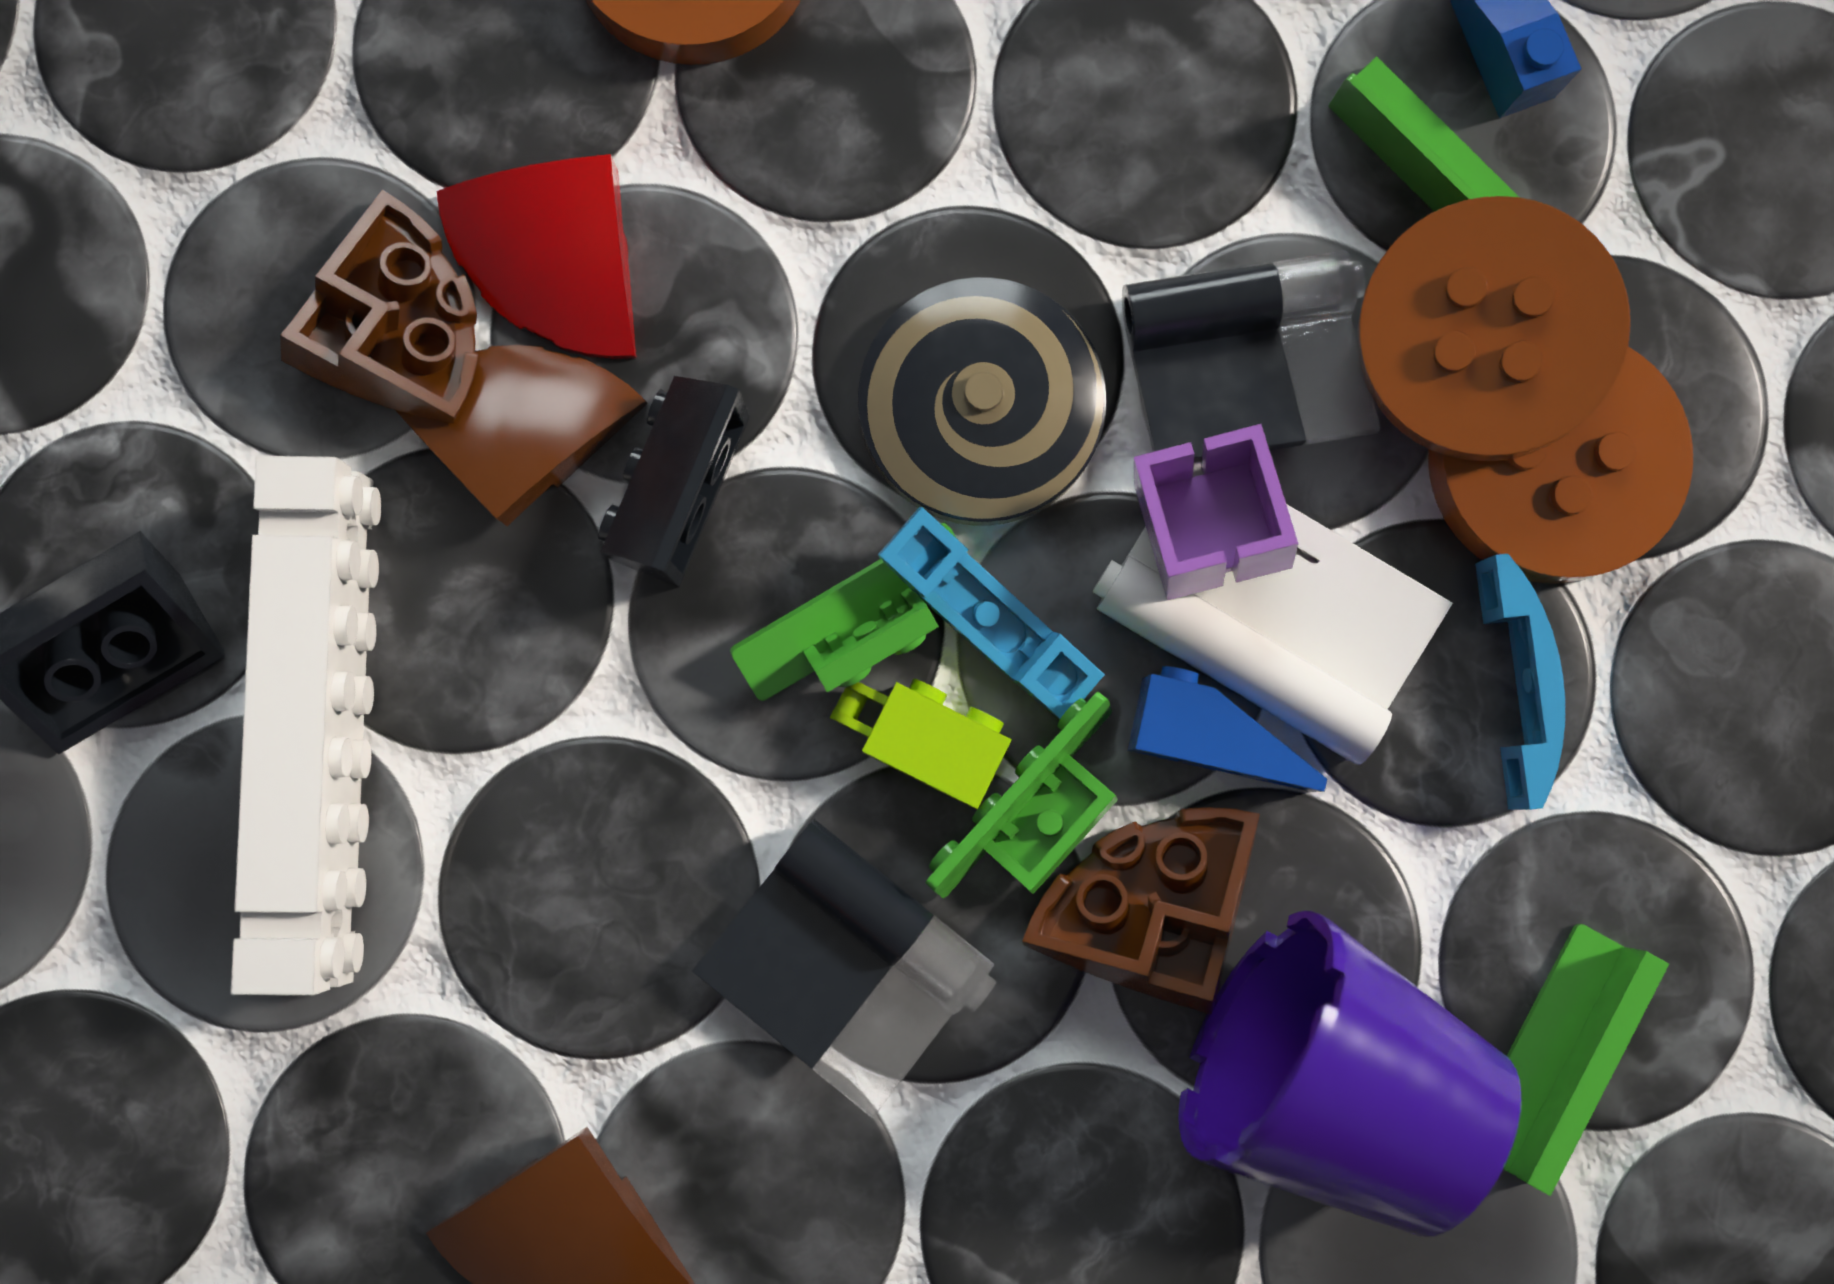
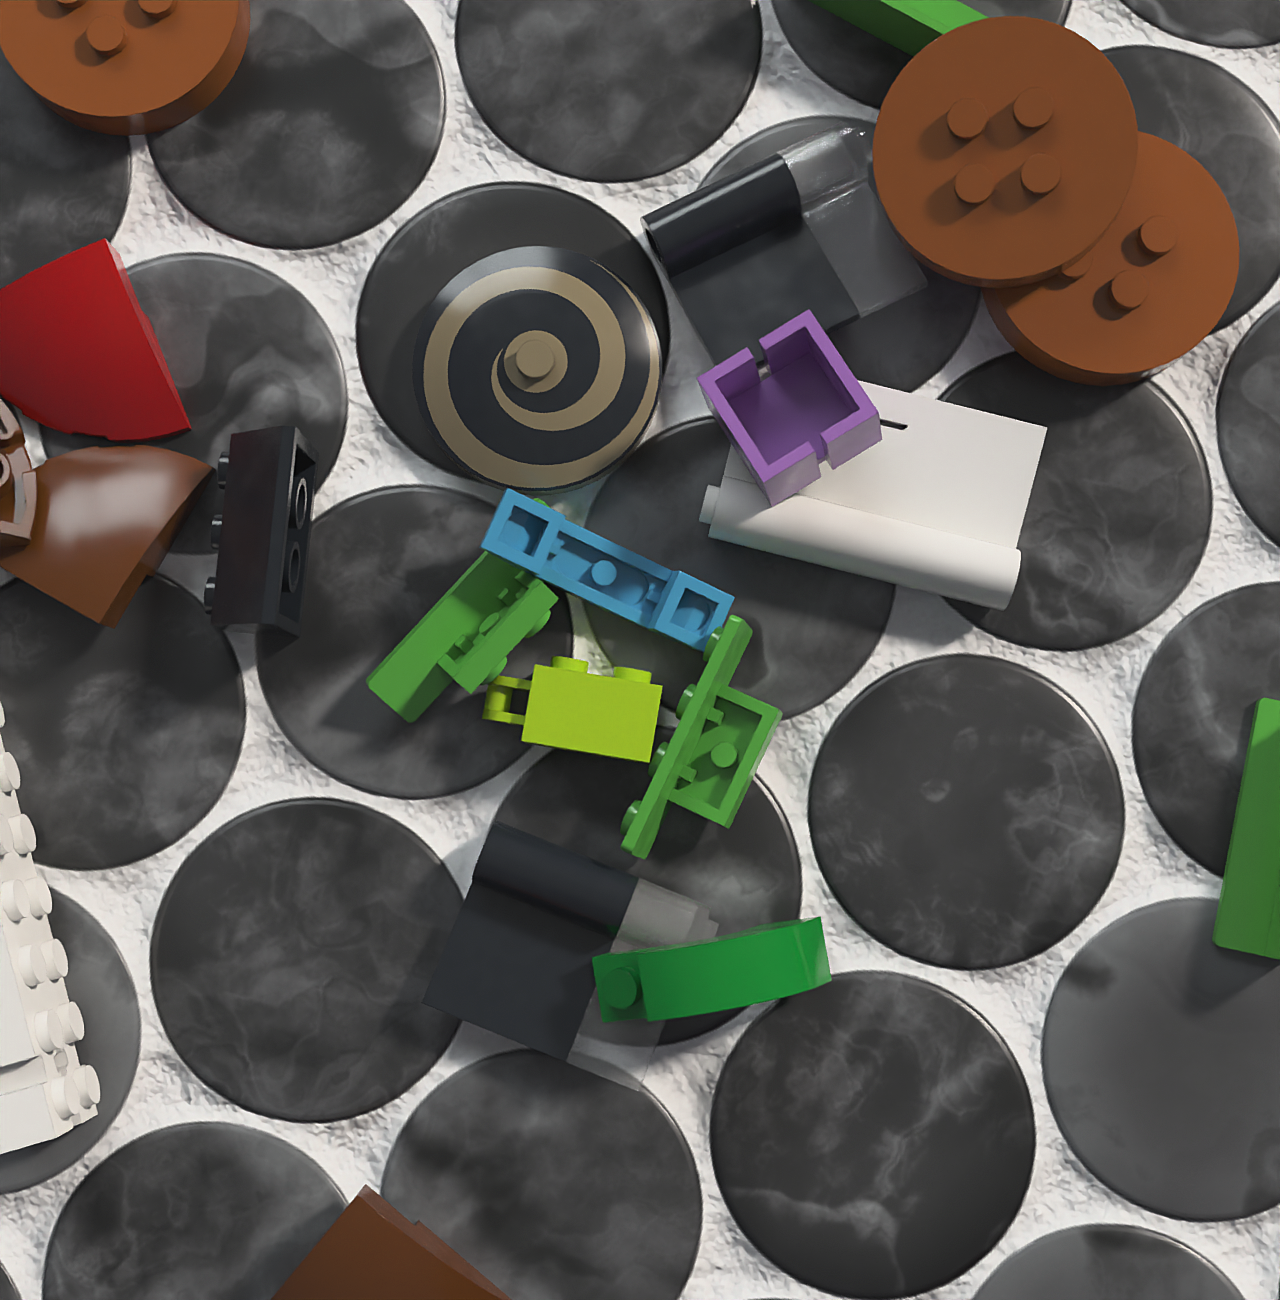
camera: 10 degrees left, 0 degrees up
(977, 1028) = (712, 972): none -> green arch
(1153, 905) = (847, 804): reddish brown brick -> none
(1207, 730) = (846, 620): blue slope -> none
(1348, 1085) = (1084, 918): dark purple cone -> none
(1539, 680) = (1103, 407): dark azure slope -> none

